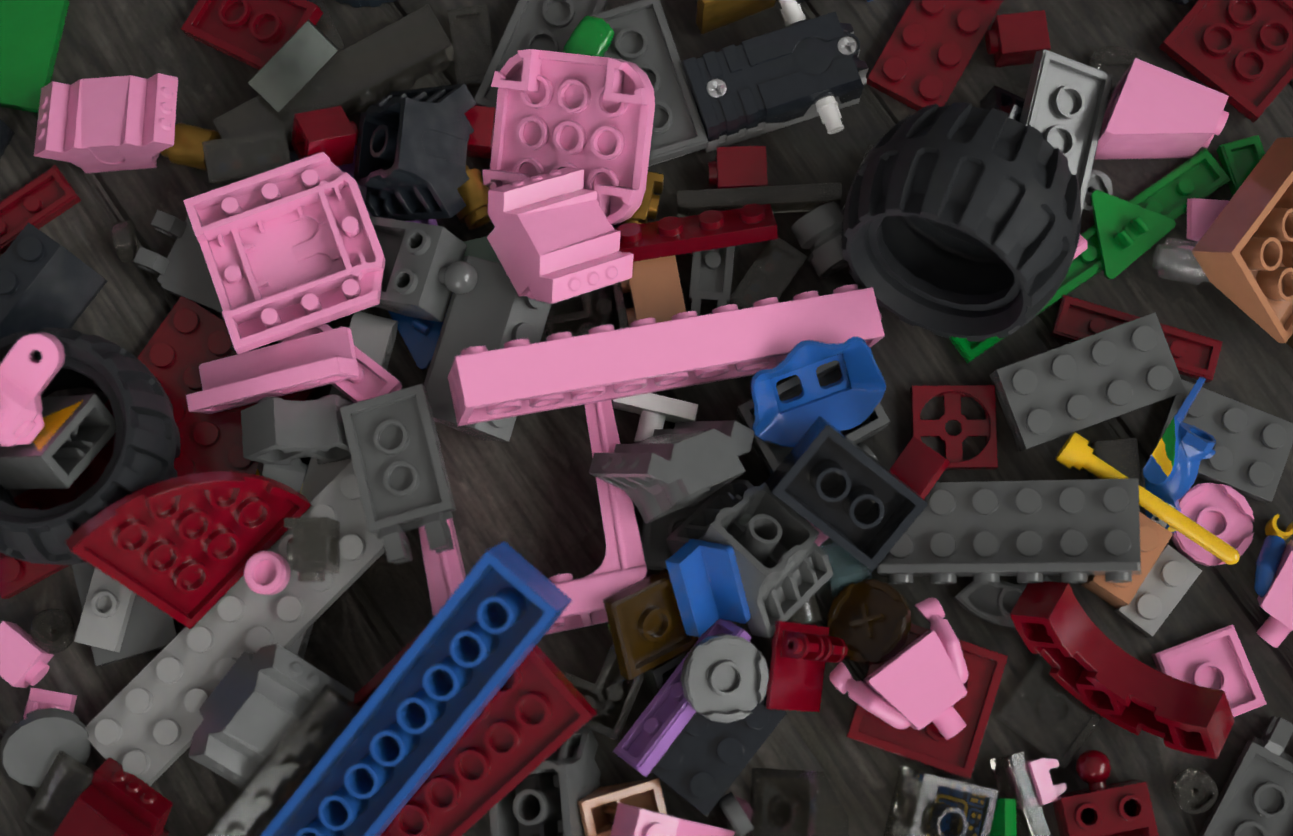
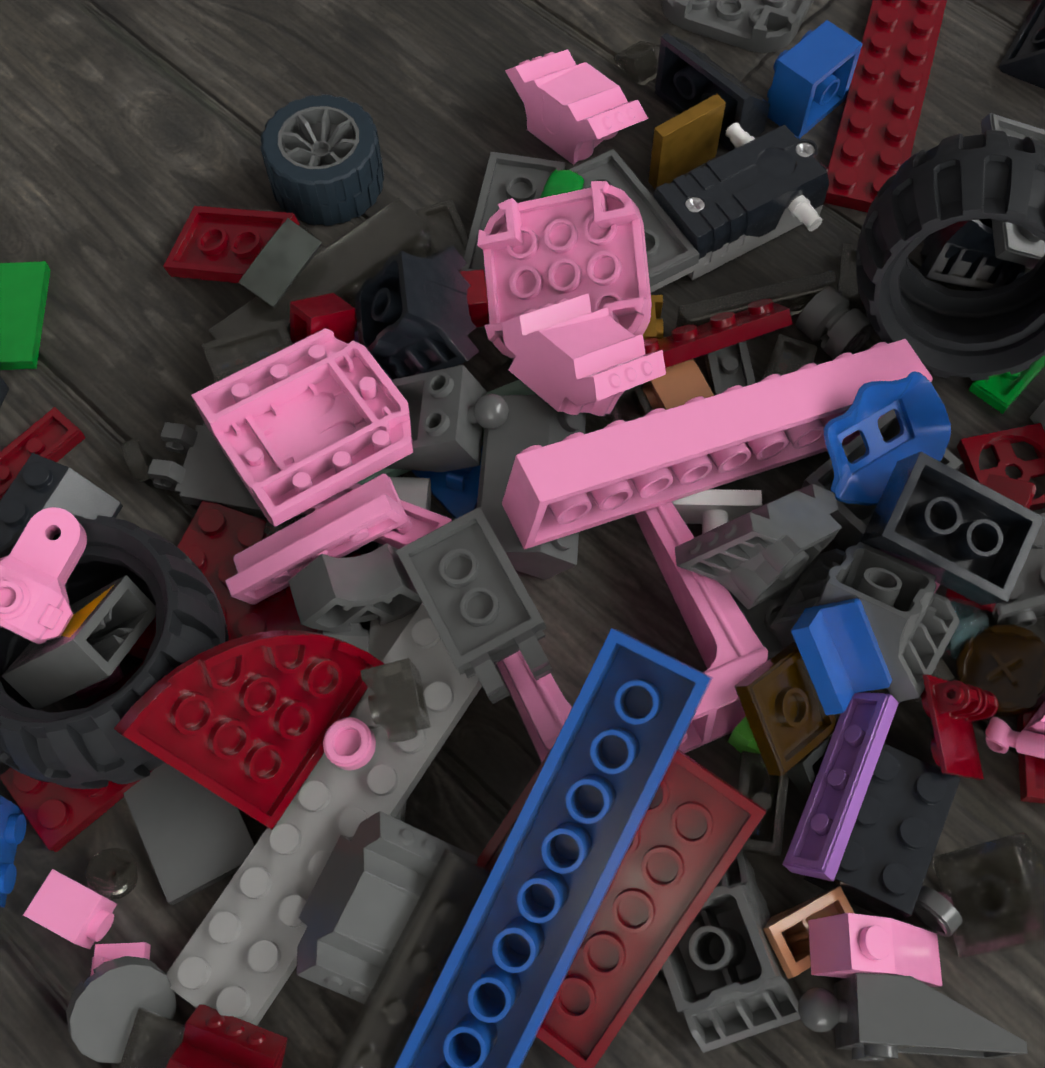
camera: 10 degrees left, 15 degrees down
(105, 613) = (172, 830): light grey plate -> none
(107, 122) = (103, 354): bright pink slope -> none
(188, 146) = (185, 365): pearl gold brick -> none
(476, 200) = (488, 363): pearl gold brick -> none
(724, 677) = (887, 748): dark grey tile -> none
(738, 167) = (729, 277): dark red brick -> none
(1017, 37) = (946, 123): dark red brick -> none

